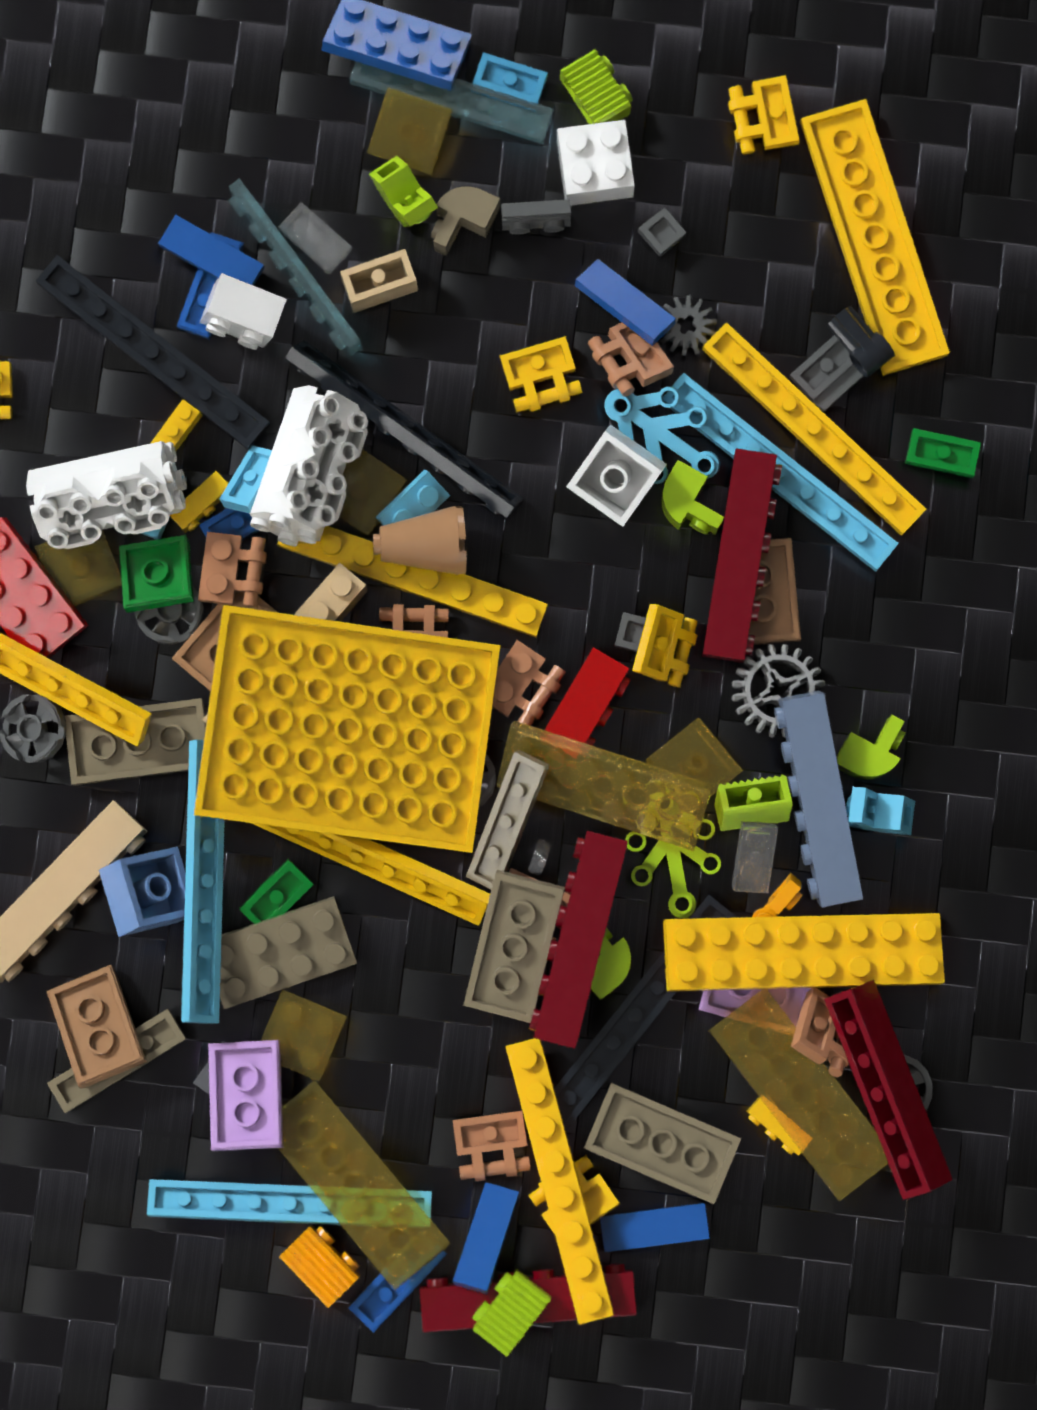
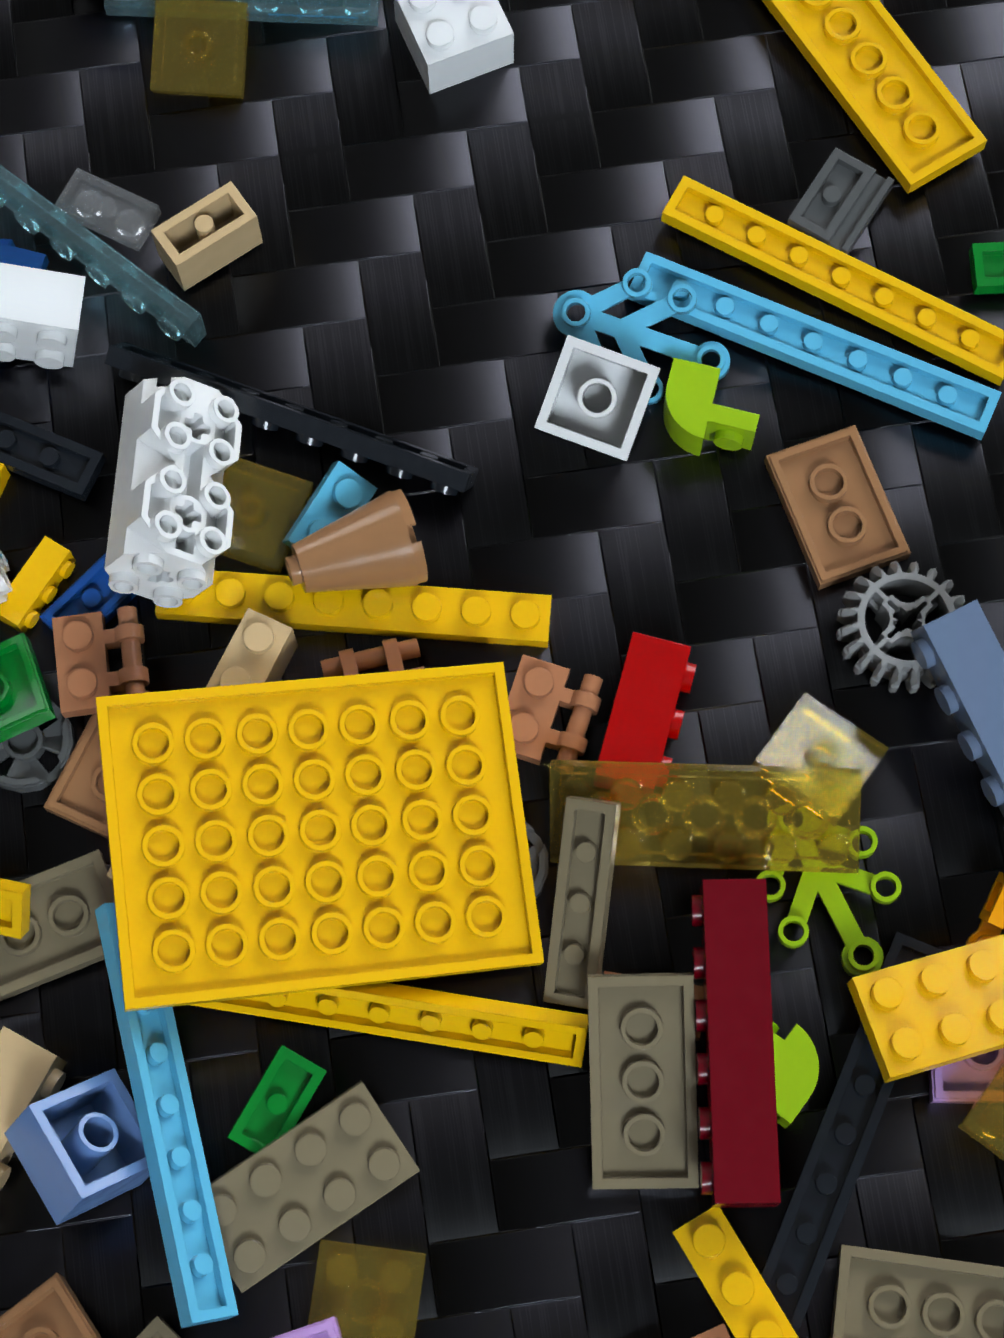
camera: 15 degrees left, 10 degrees down
(246, 481) = (88, 542): medium azure plate -> none
(402, 192) = (209, 122): lime brick -> none
(465, 208) = (297, 123): dark tan brick -> none
(524, 216) = (394, 106): dark grey plate -> none
(538, 364) = (450, 290): yellow plate -> none
(540, 857) = (641, 947): clear tile -> none
(625, 302) = (543, 184): blue tile -> none
(630, 632) = (683, 603): dark grey plate -> none
(643, 360) = (578, 237): nougat plate -> none
(659, 642) = (731, 605): yellow plate -> none
(662, 232) = (565, 89): dark grey plate -> none
(700, 321) = (615, 205): dark grey gear -> none
(740, 556) = (797, 460): dark red brick -> none
(753, 801) = (919, 785): lime brick -> none
(754, 857) = (944, 861): clear plate -> none
(866, 349) = (878, 156): black piece -> none

